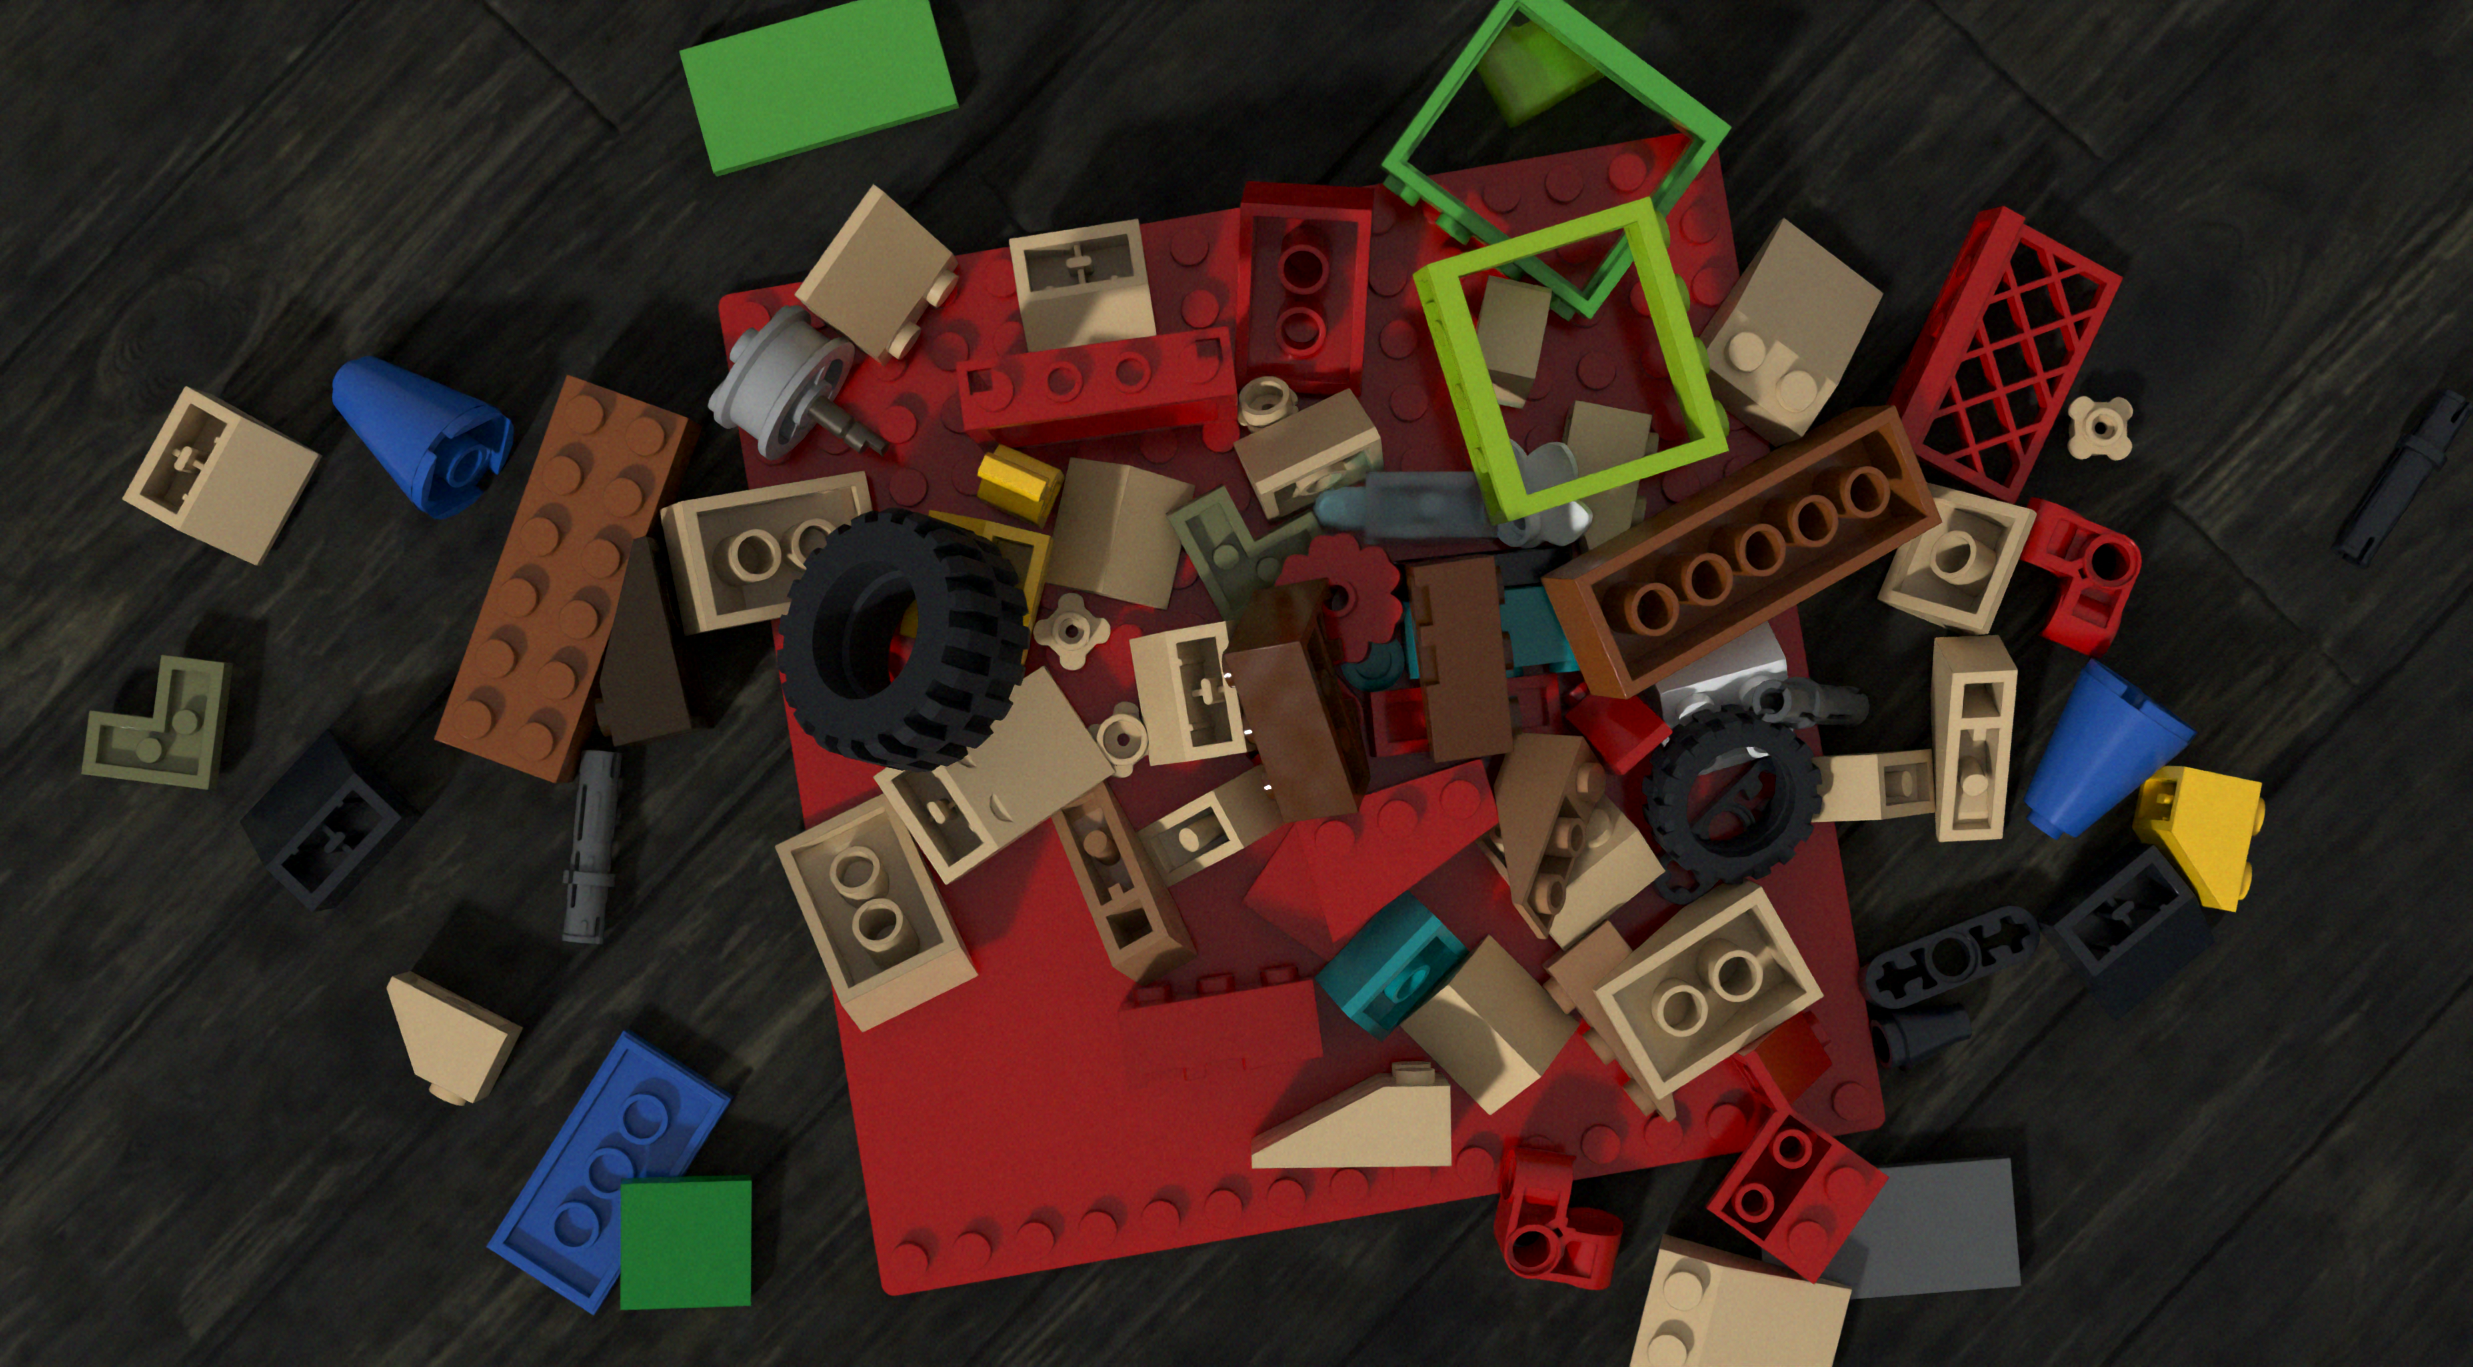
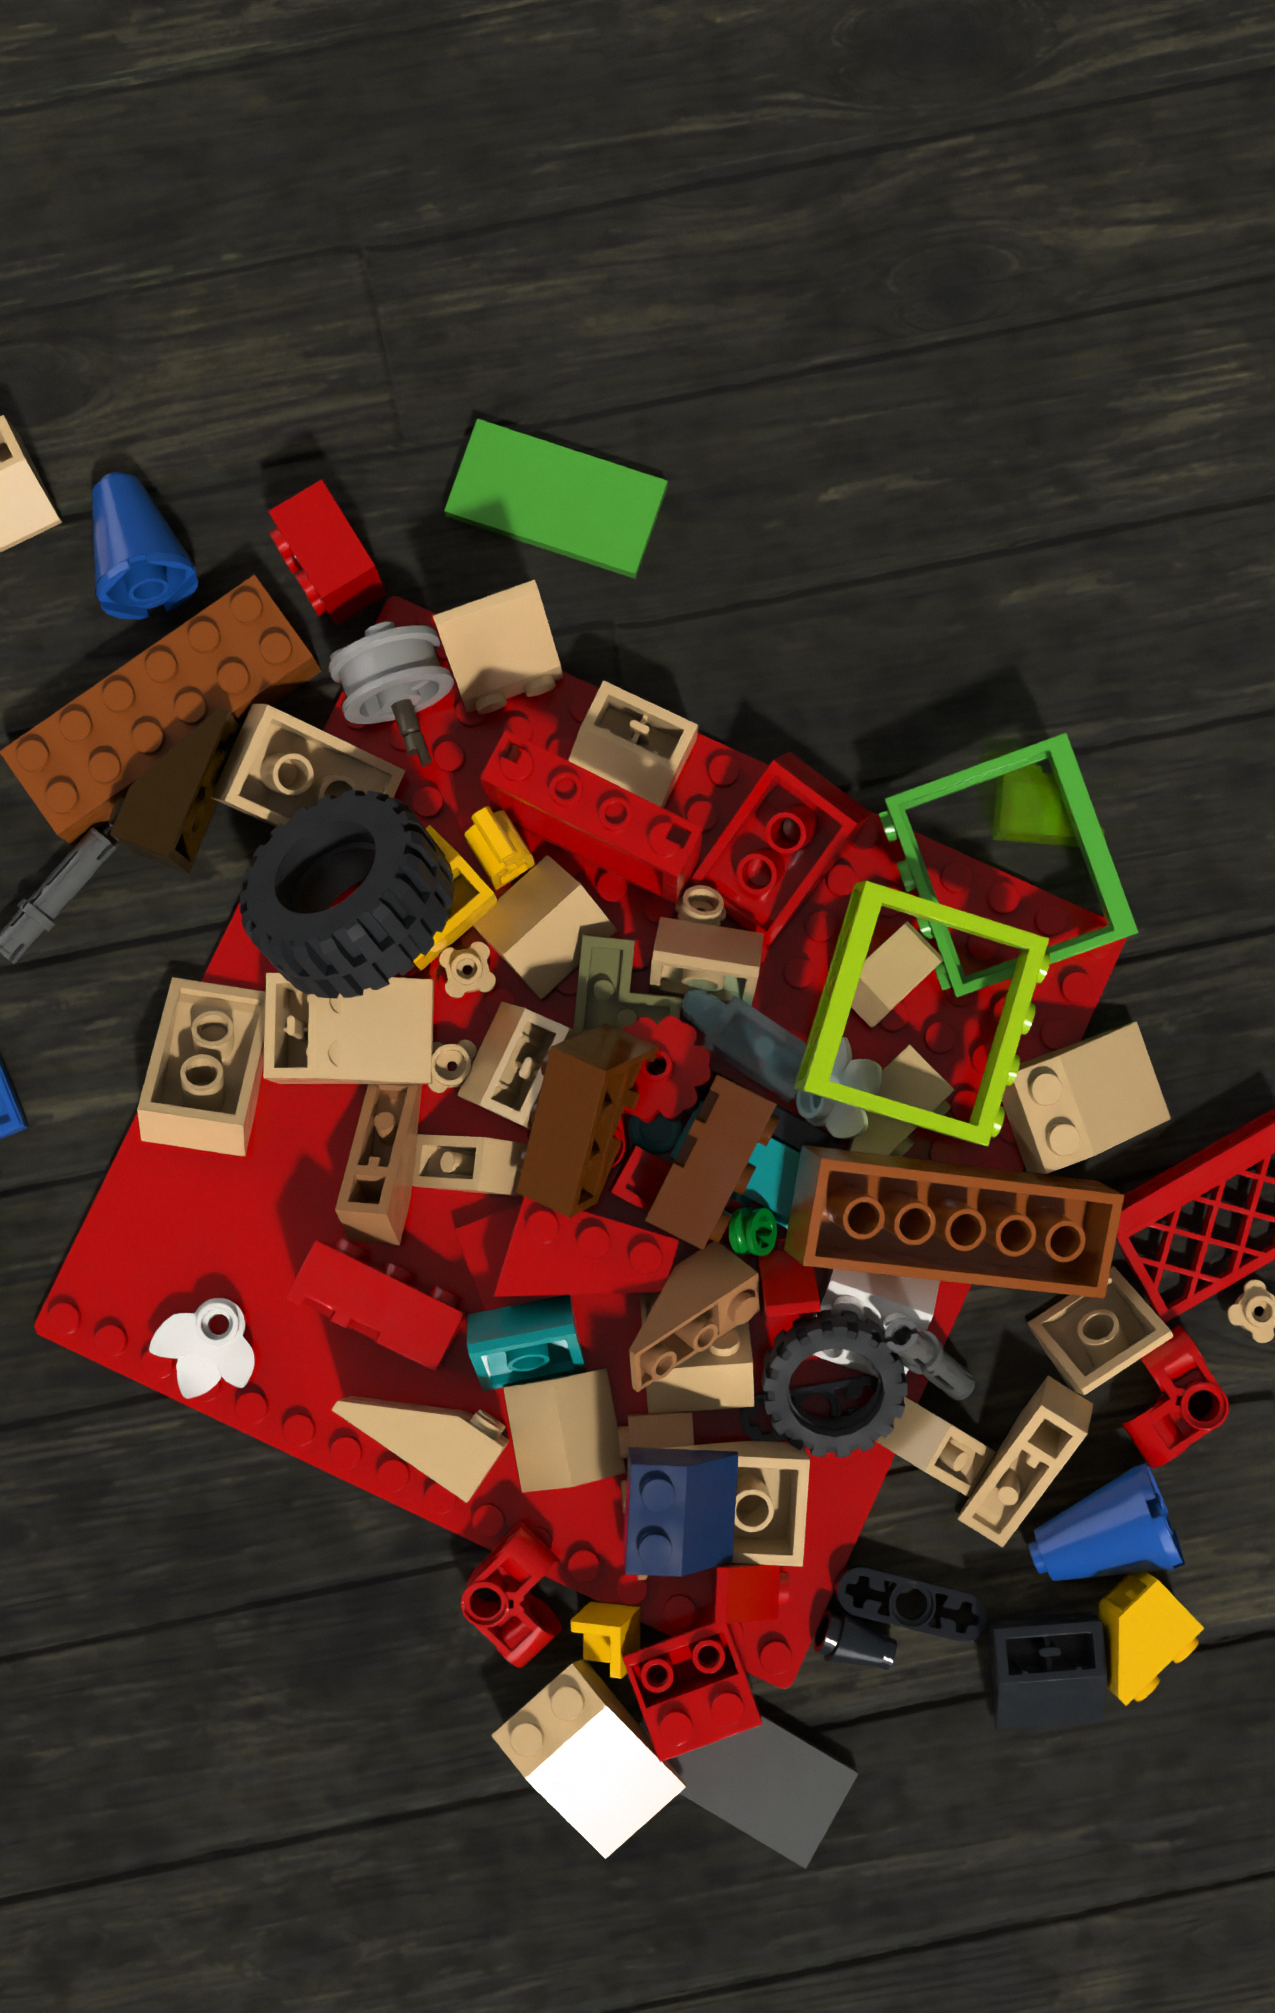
camera: 35 degrees right, 5 degrees down
(620, 296) = (332, 561): none -> red brick
(1076, 1200) = (201, 1353): none -> white plate
(1546, 698) = (752, 1231): none -> green bush
(1666, 1028) = (679, 1510): none -> dark blue slope
(1673, 1193) = (608, 1633): none -> yellow panel

